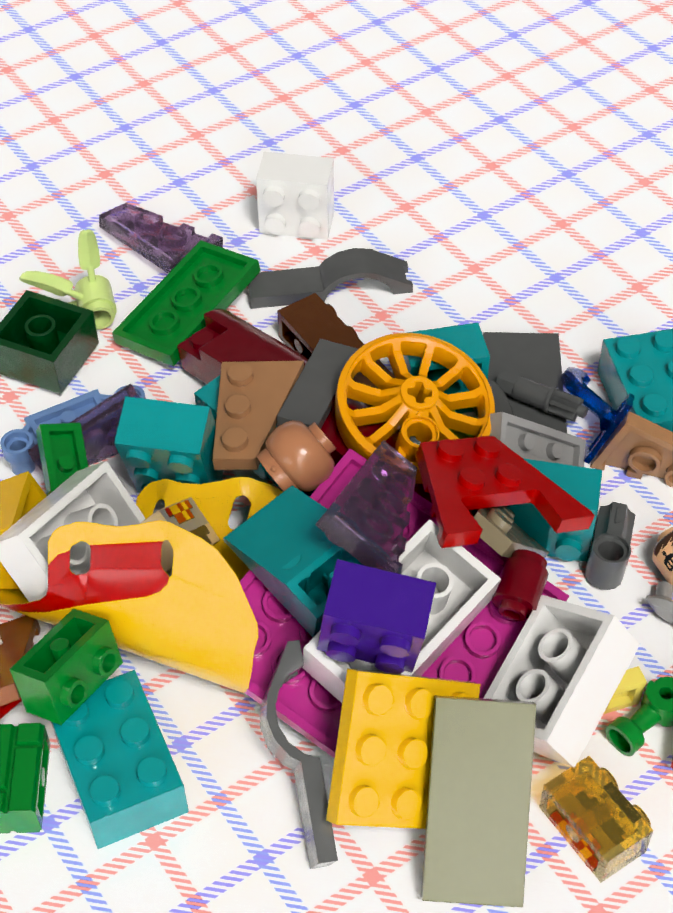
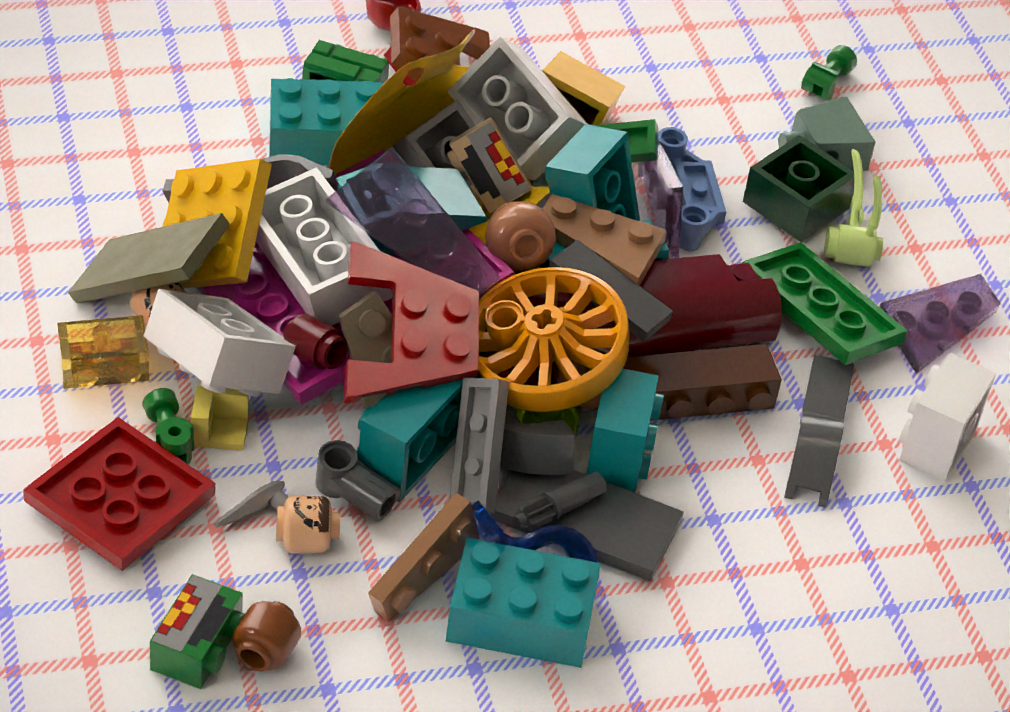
camera: 105 degrees right, 5 degrees down
(66, 666) = (381, 55): green brick -> none
(375, 617) = (295, 174): dark purple brick -> none

